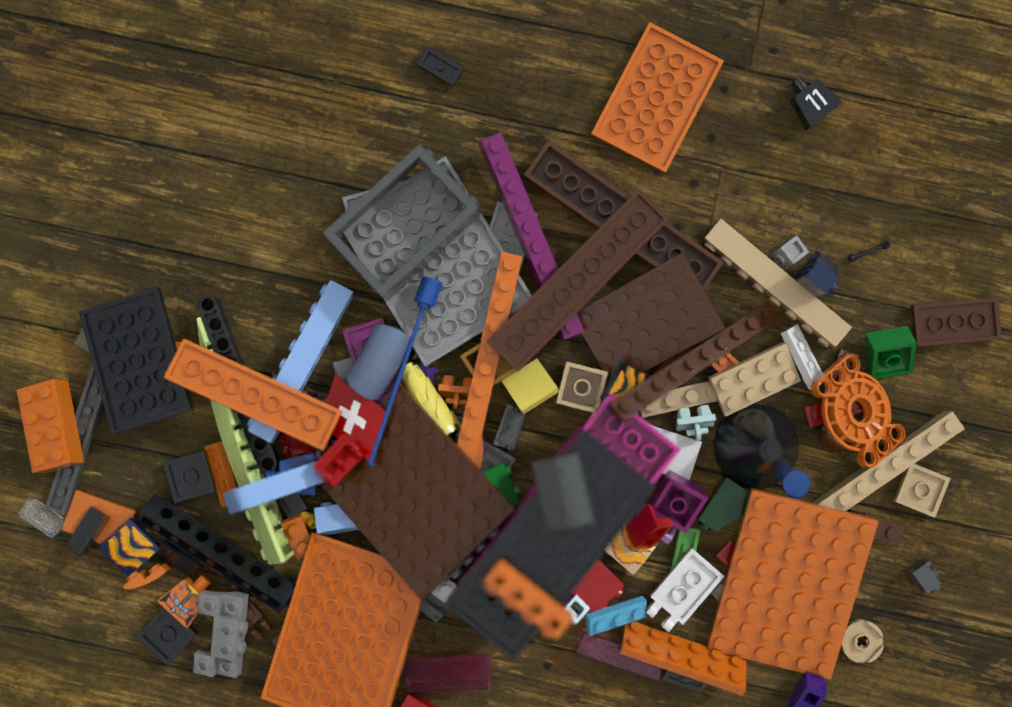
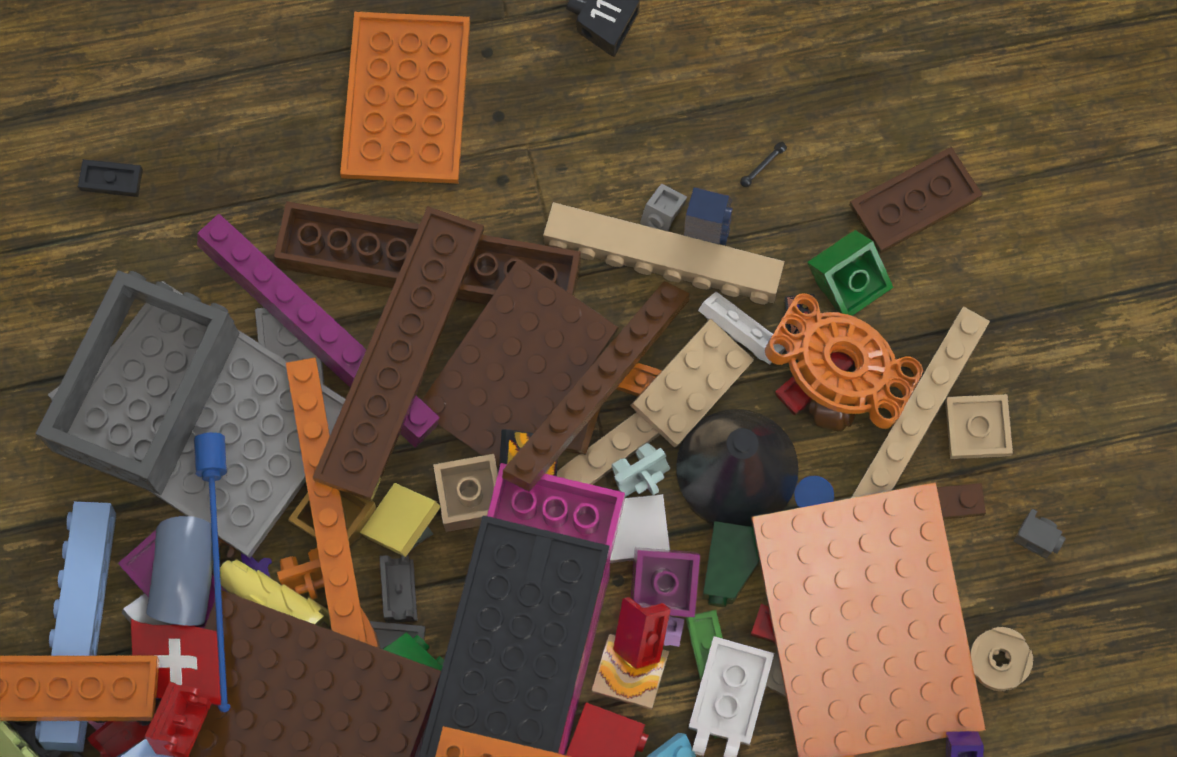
camera: 20 degrees left, 15 degrees down
(562, 491) = (487, 603): dark grey slope -> none

